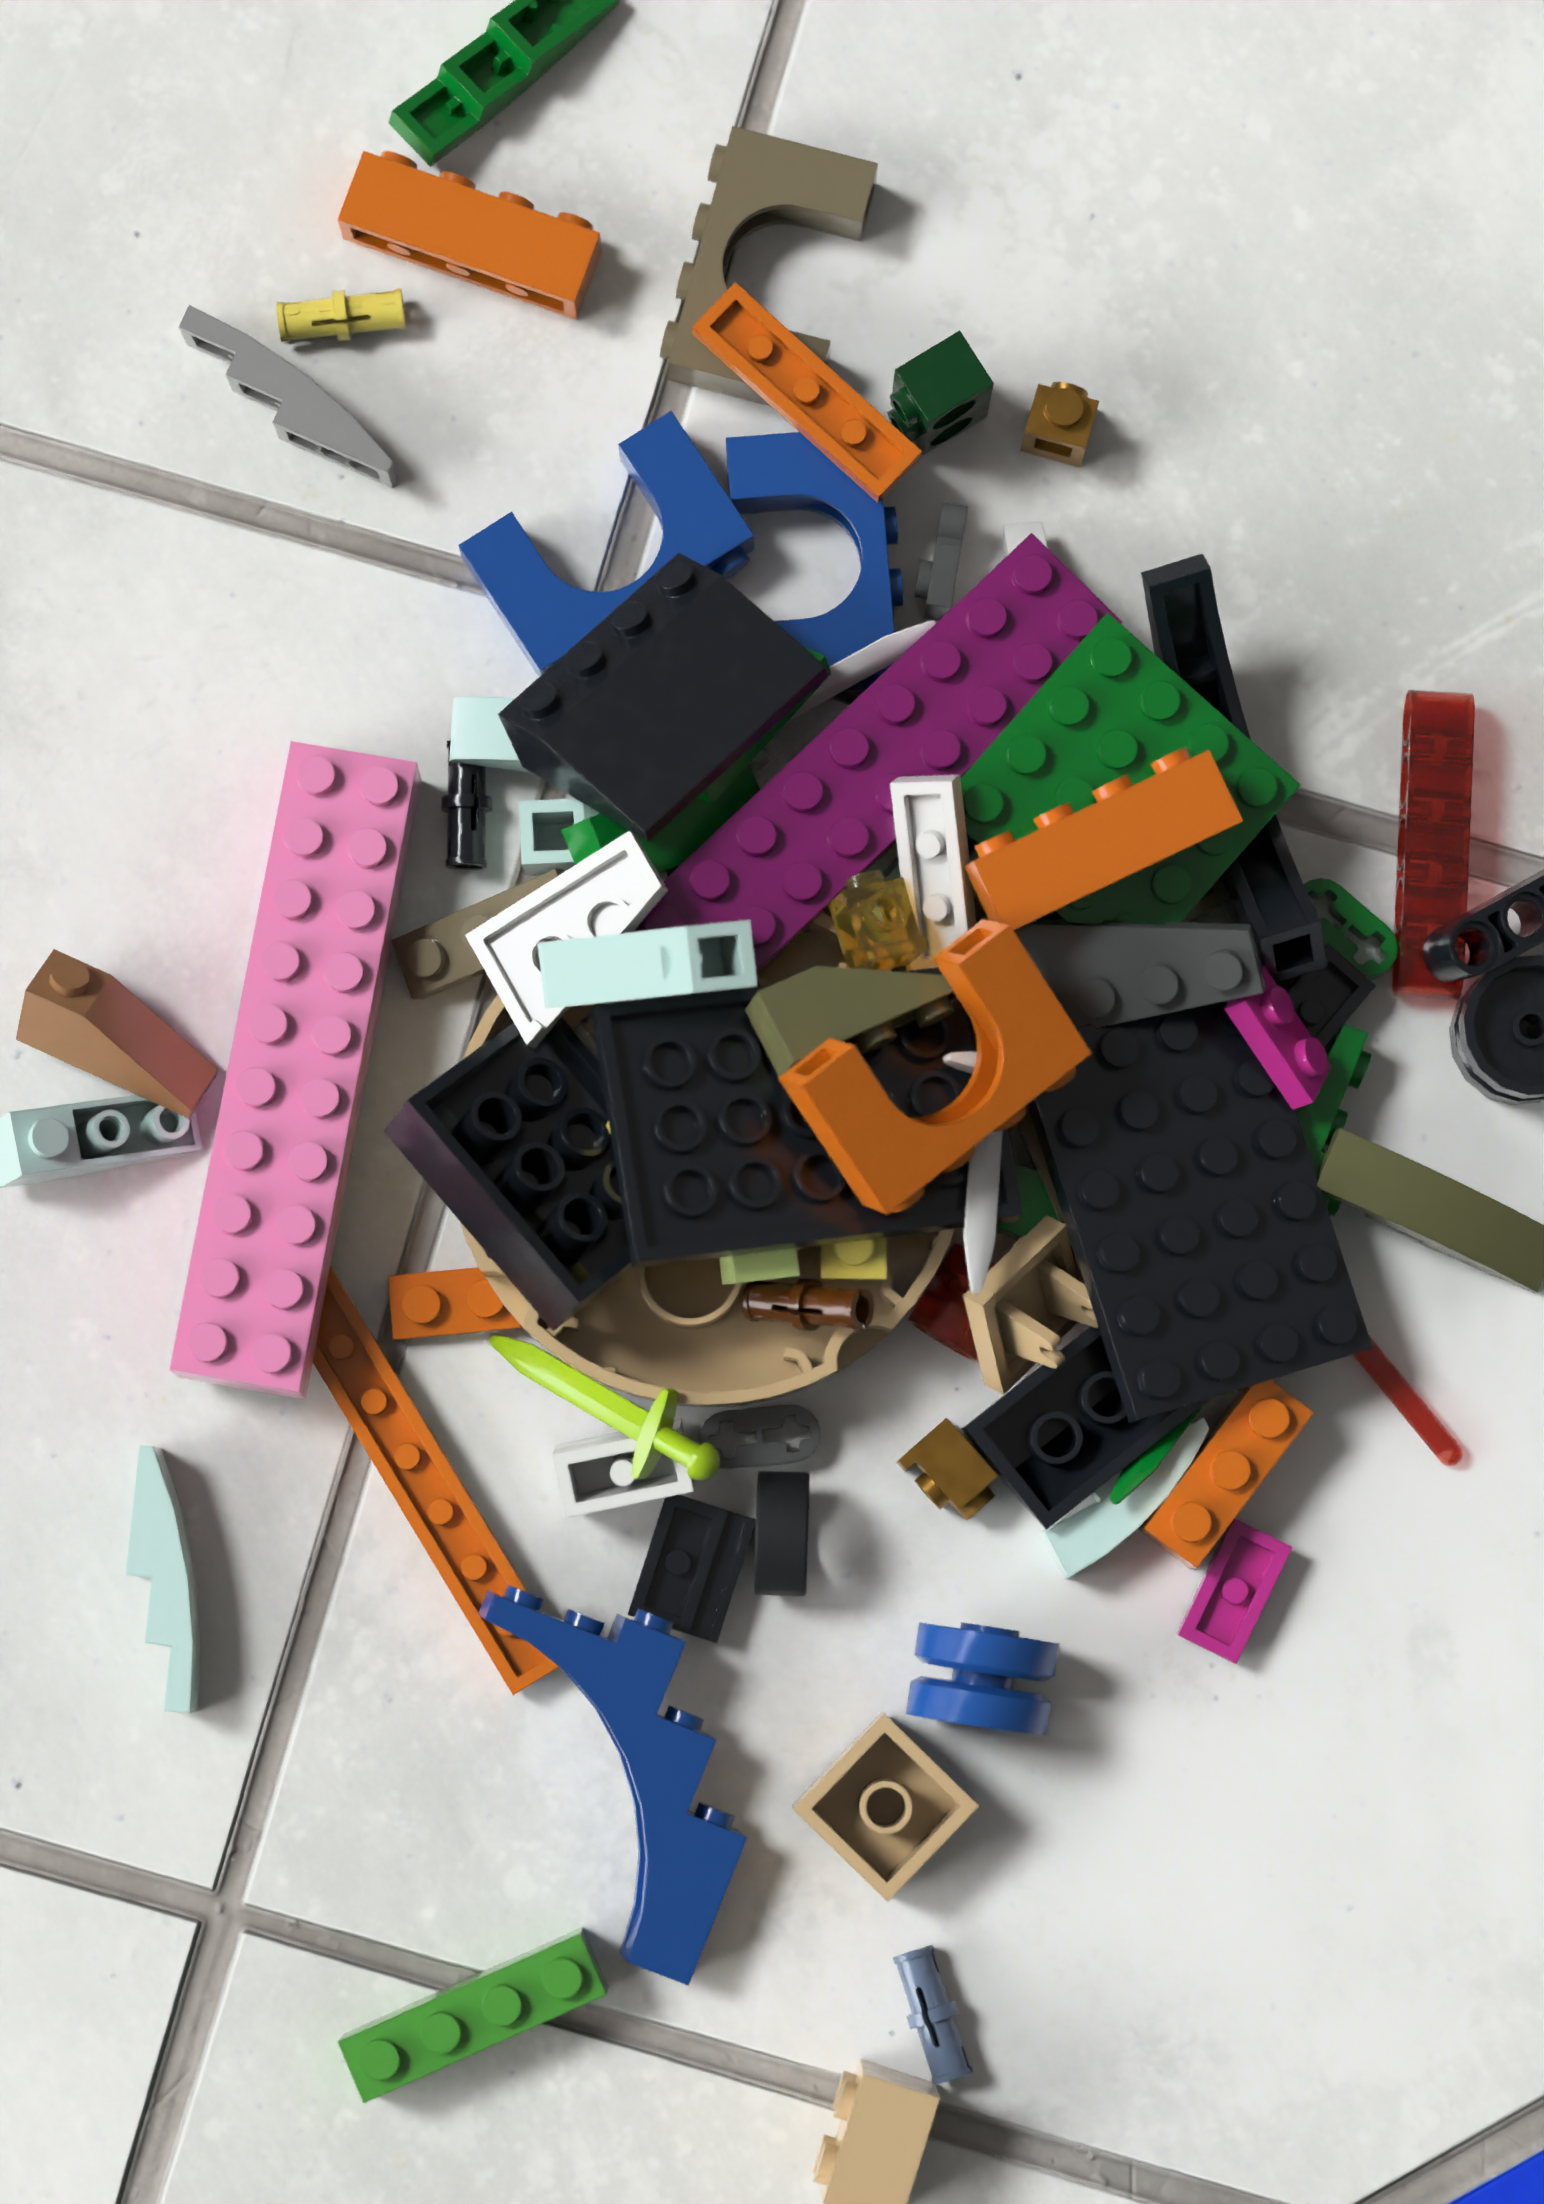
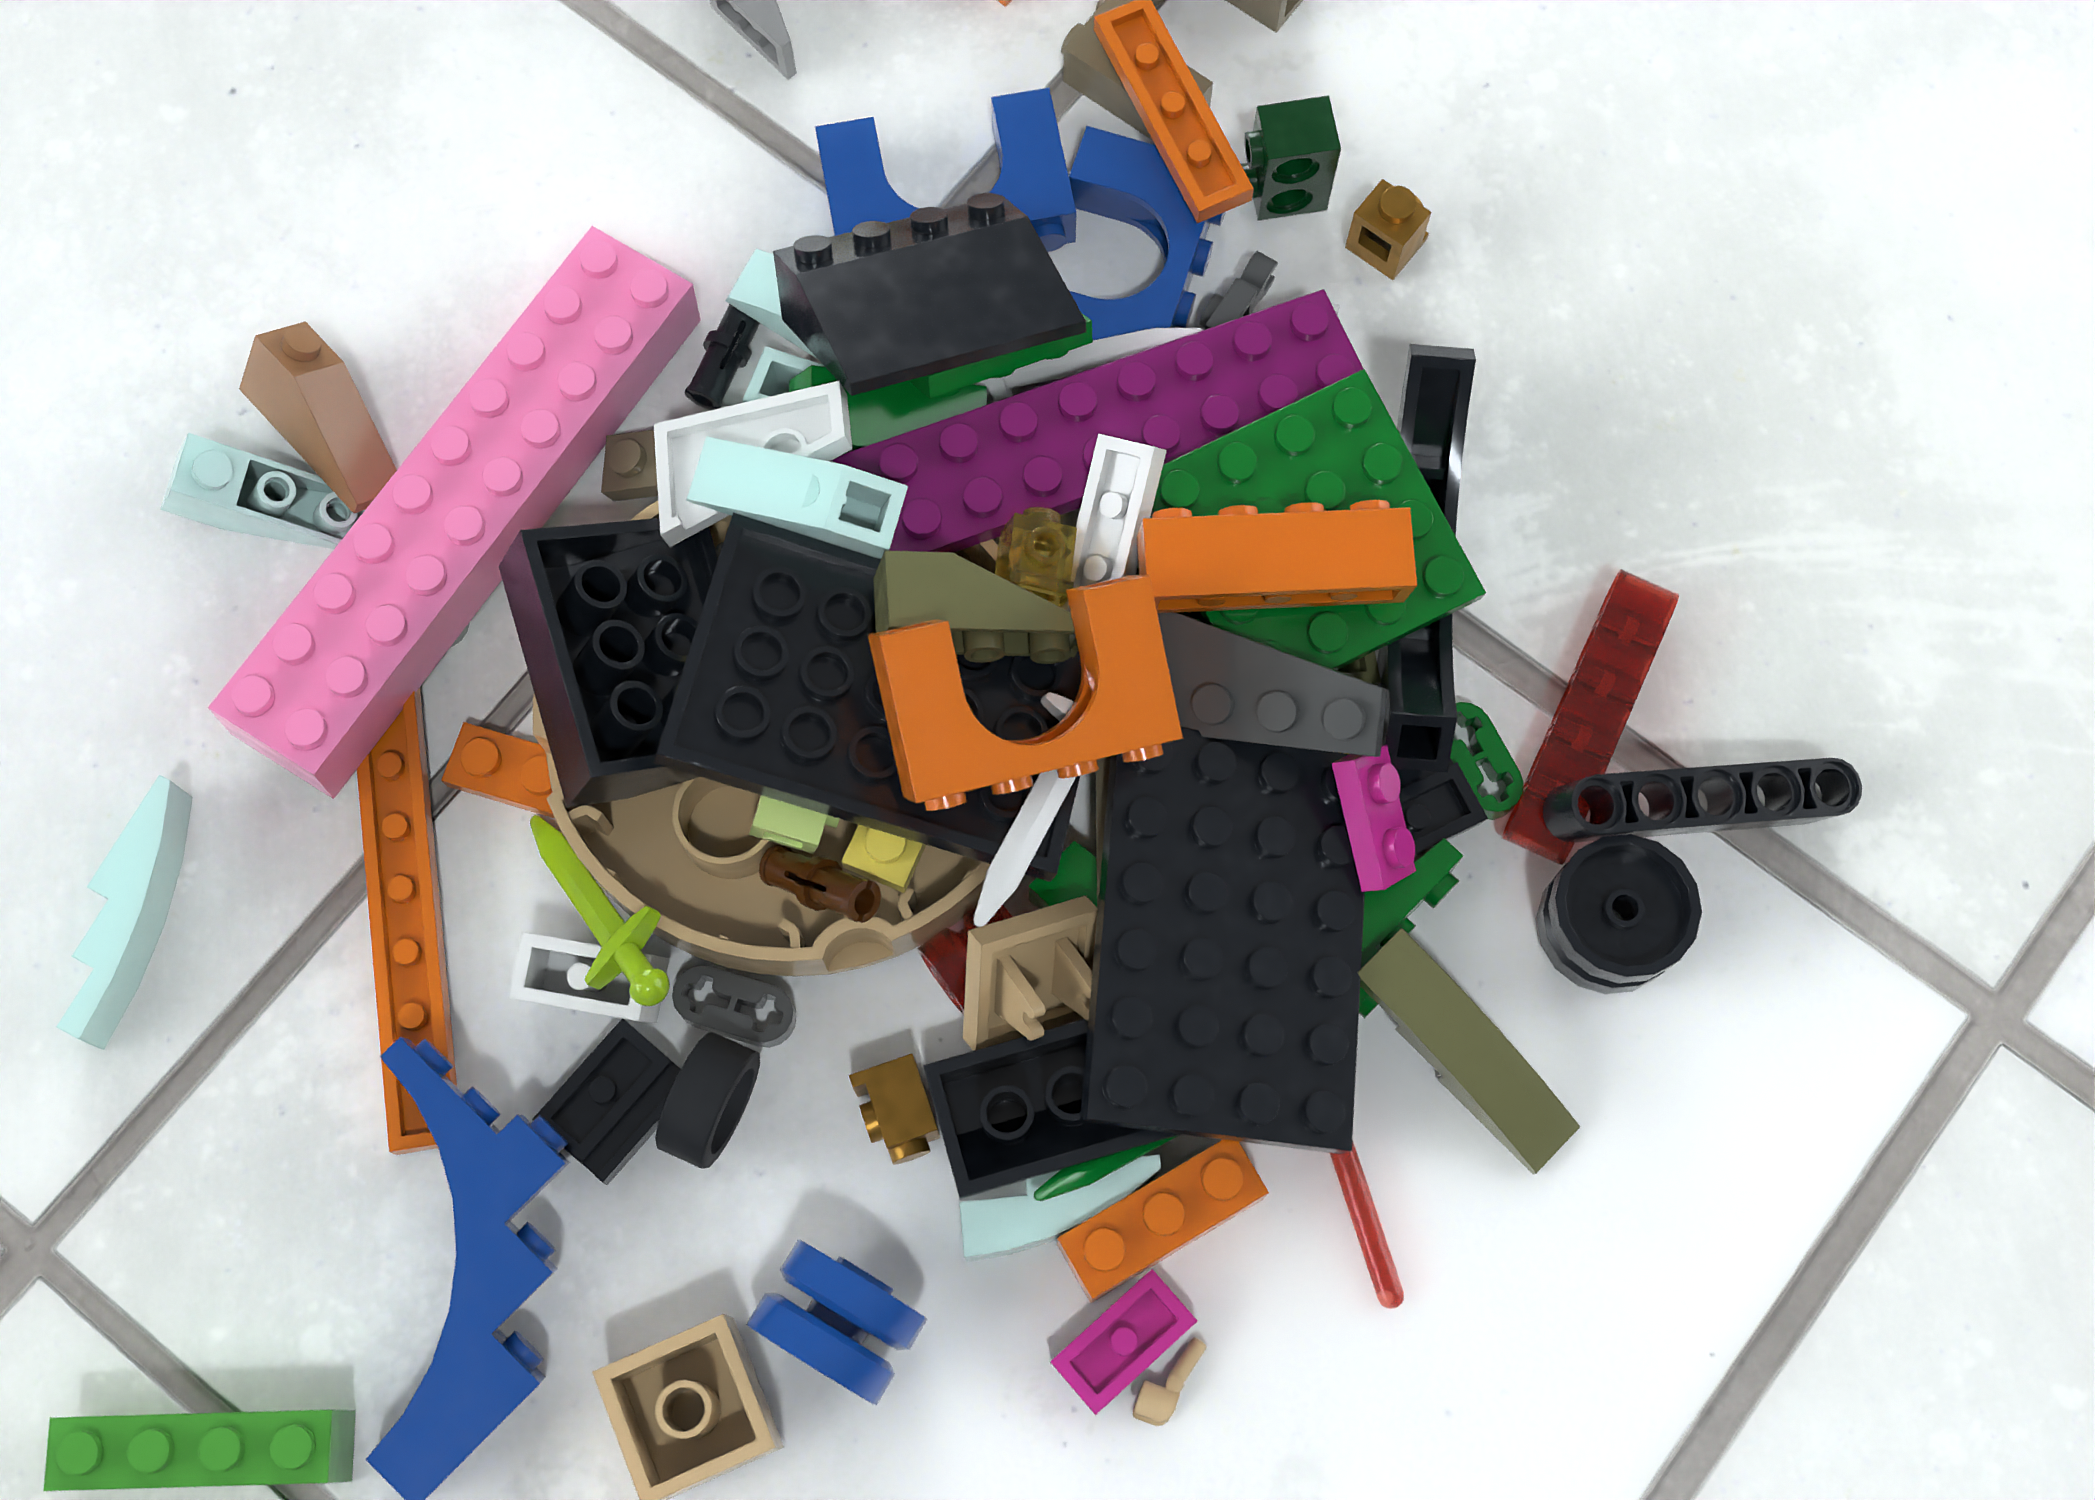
camera: 25 degrees right, 10 degrees down
(1286, 1630) = (1158, 1403): none -> tan hand

